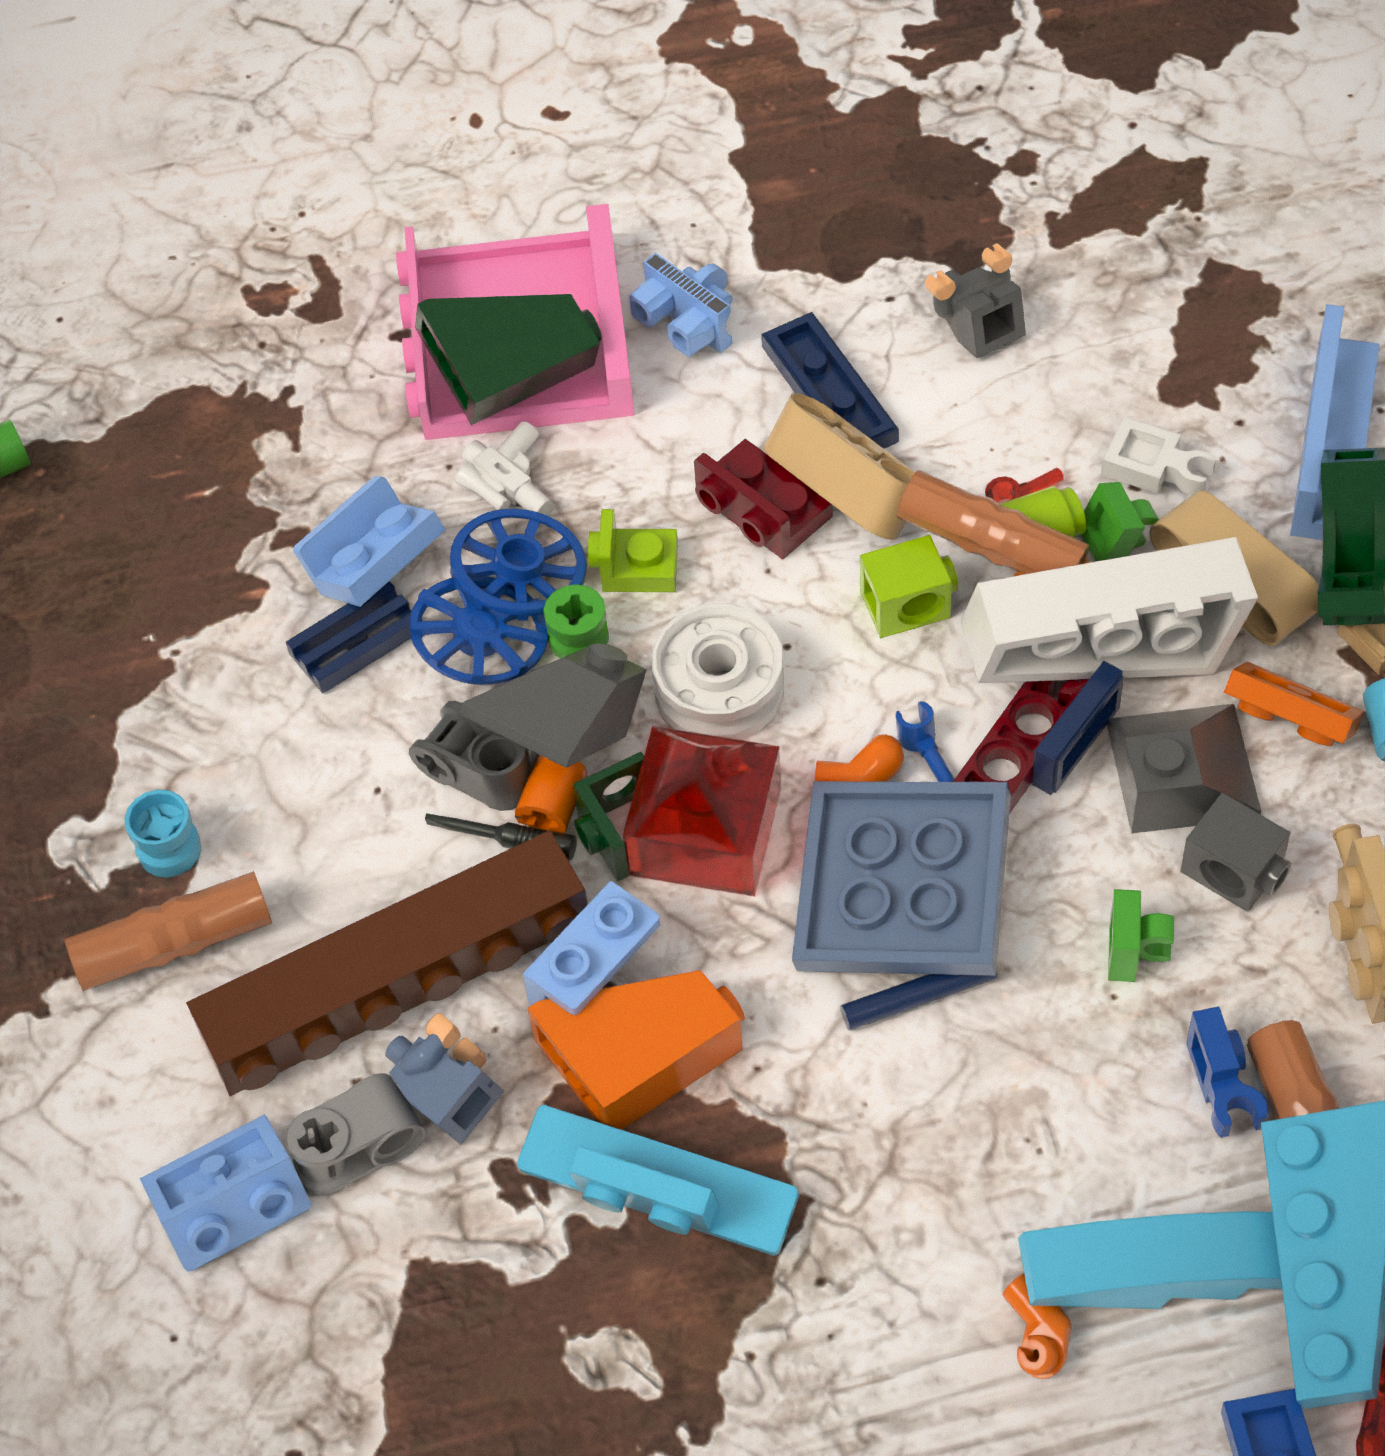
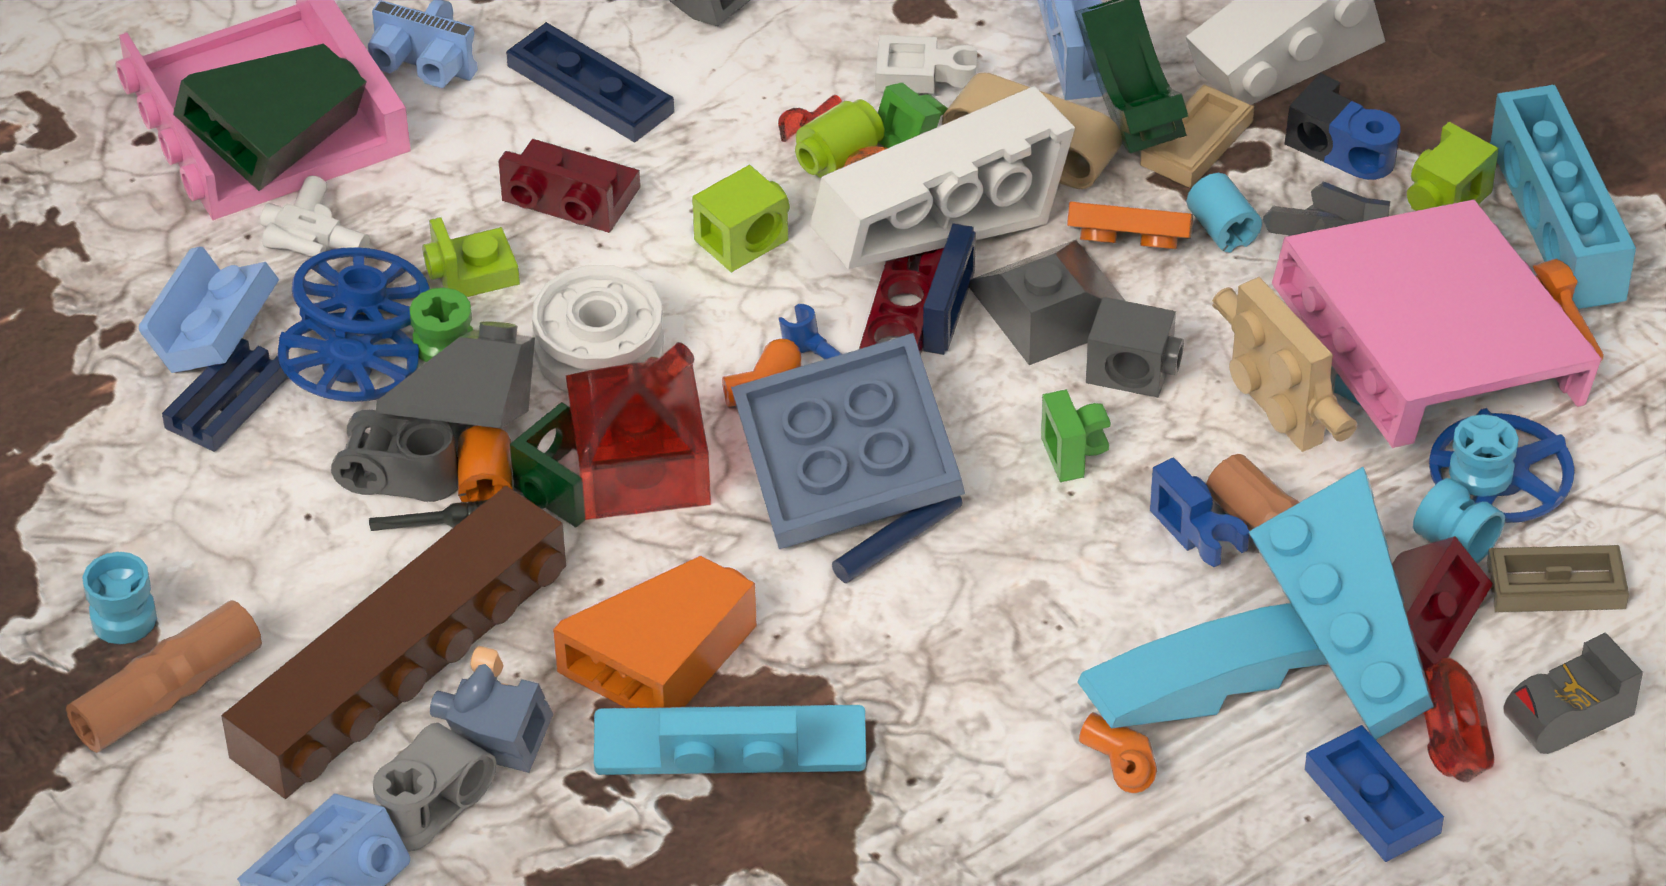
camera: 25 degrees left, 10 degrees down
(591, 950) = (589, 569): light blue bracket -> none
(840, 464) = (640, 134): tan beam -> none
(987, 527) = (796, 141): nougat axle -> none

